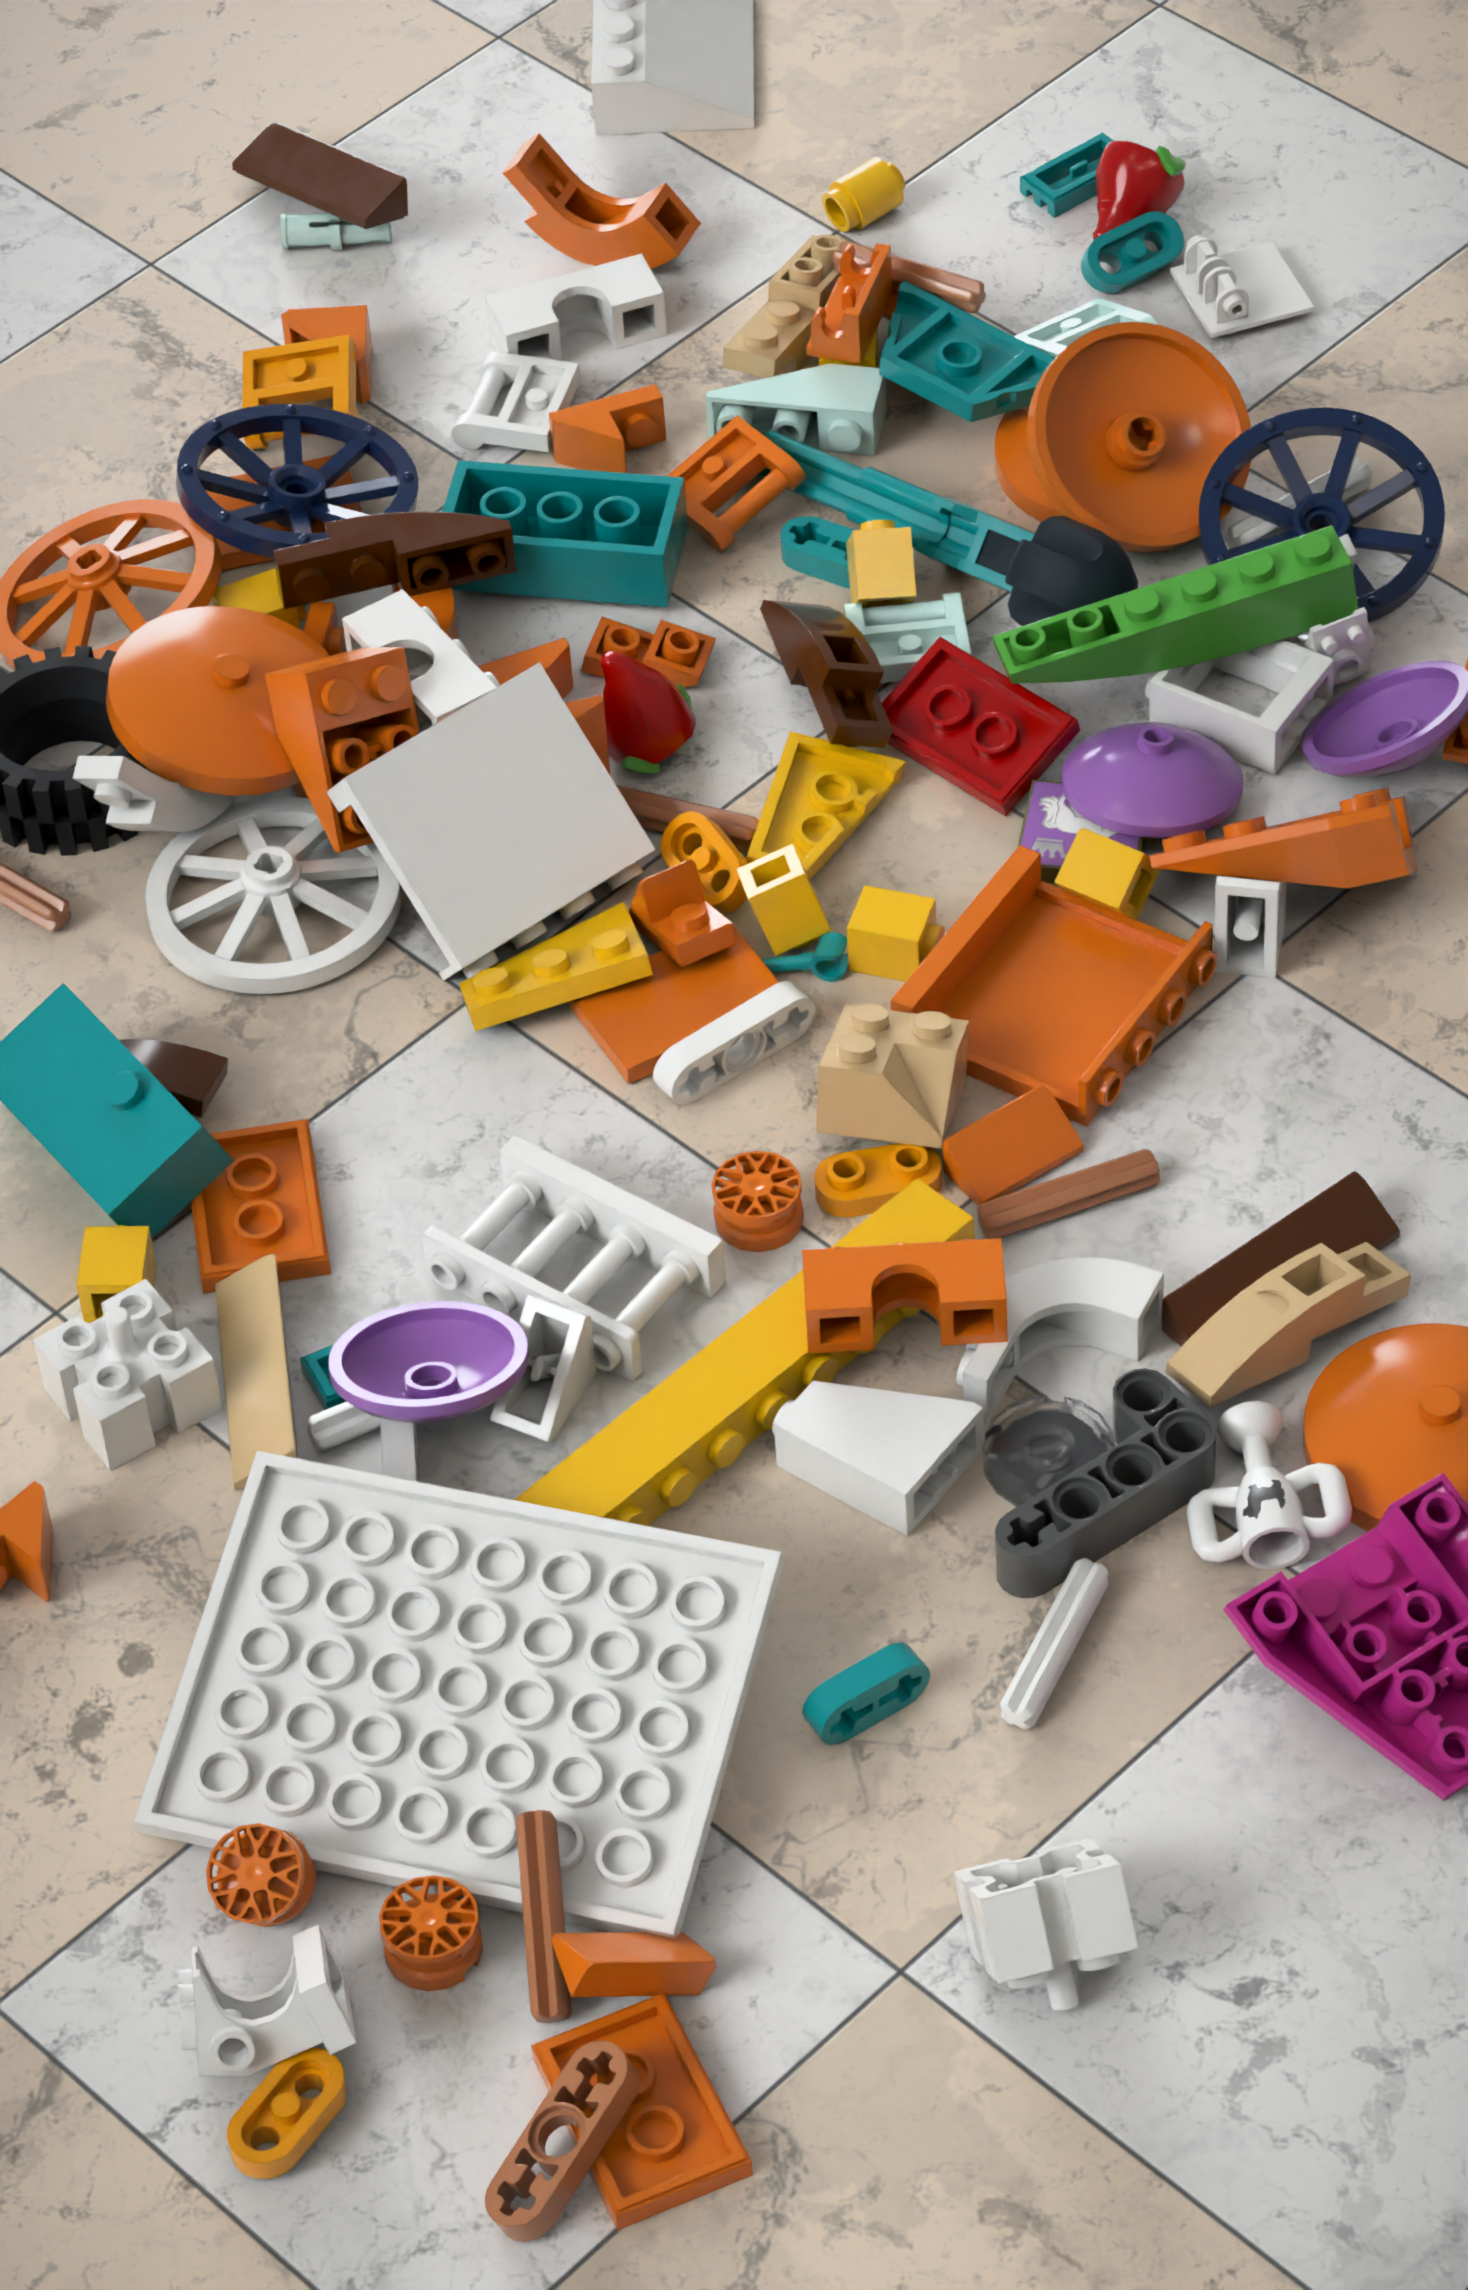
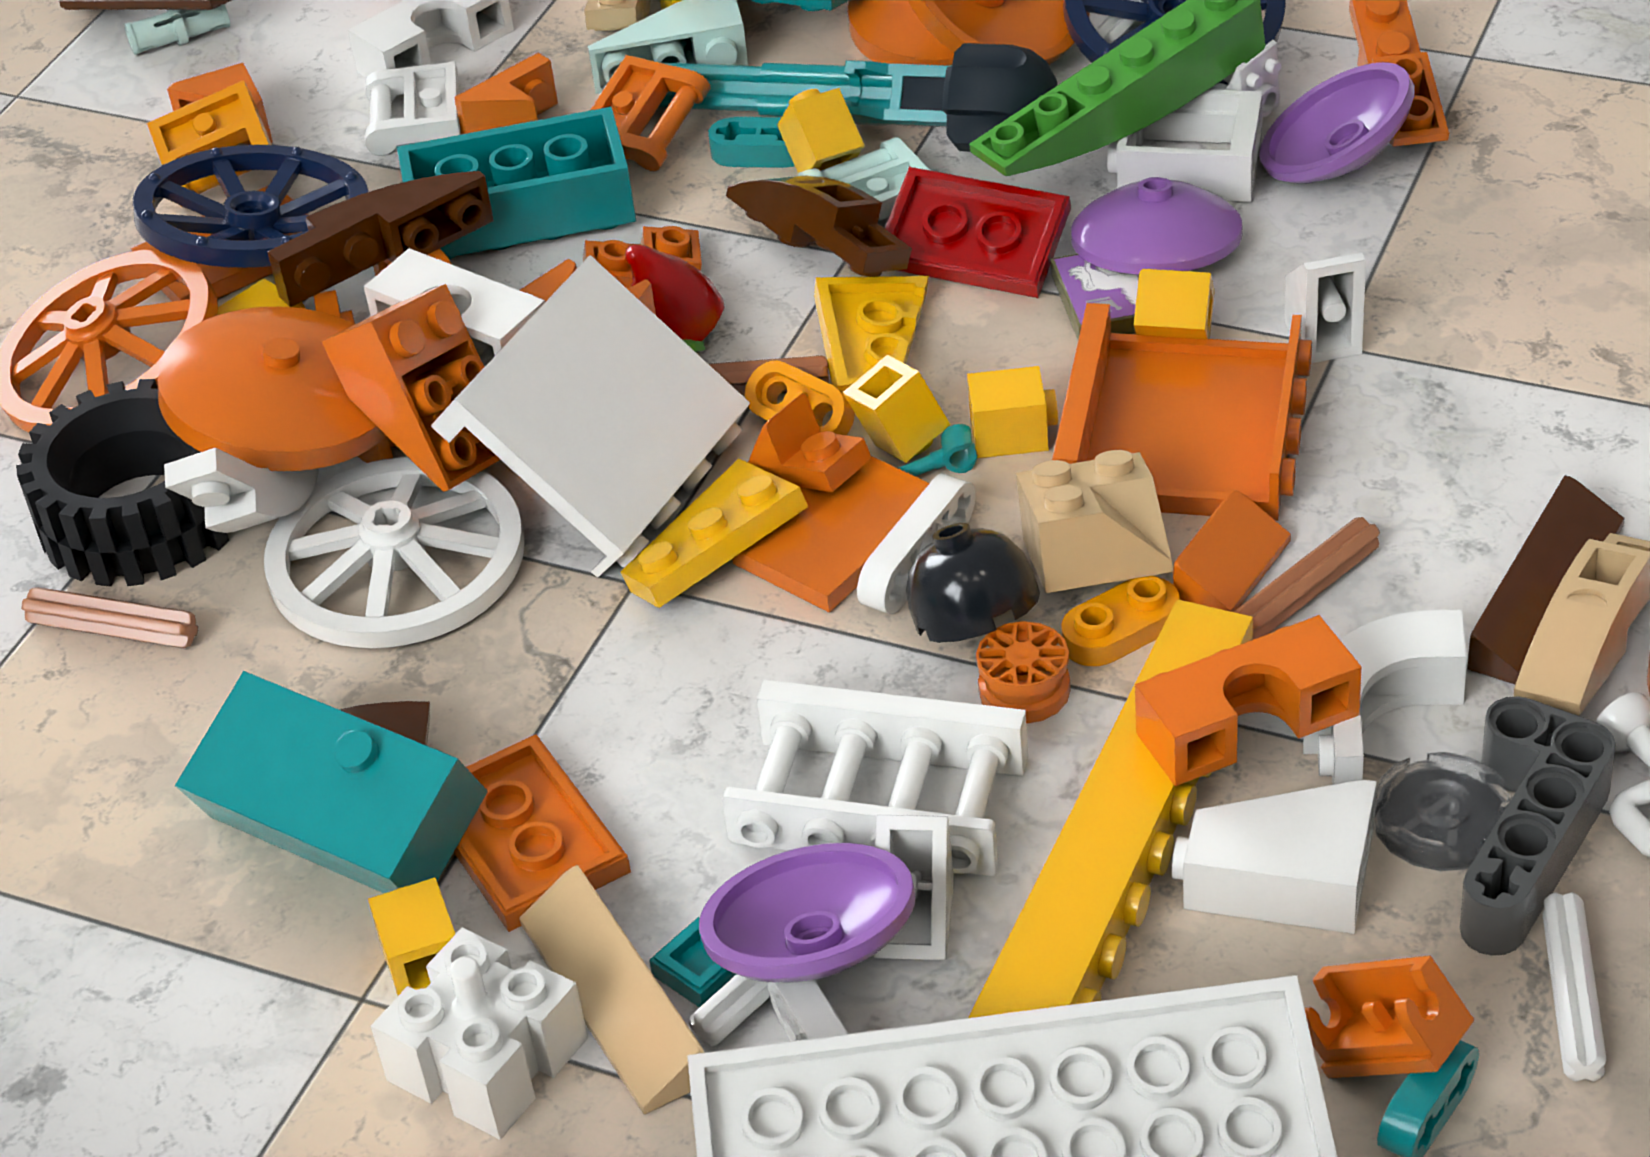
camera: 20 degrees left, 5 degrees down
(746, 1098) = (967, 582): none -> black cylinder
(862, 1619) = (1386, 1018): none -> orange hinge
(1337, 849) = (1374, 220): orange wedge -> none

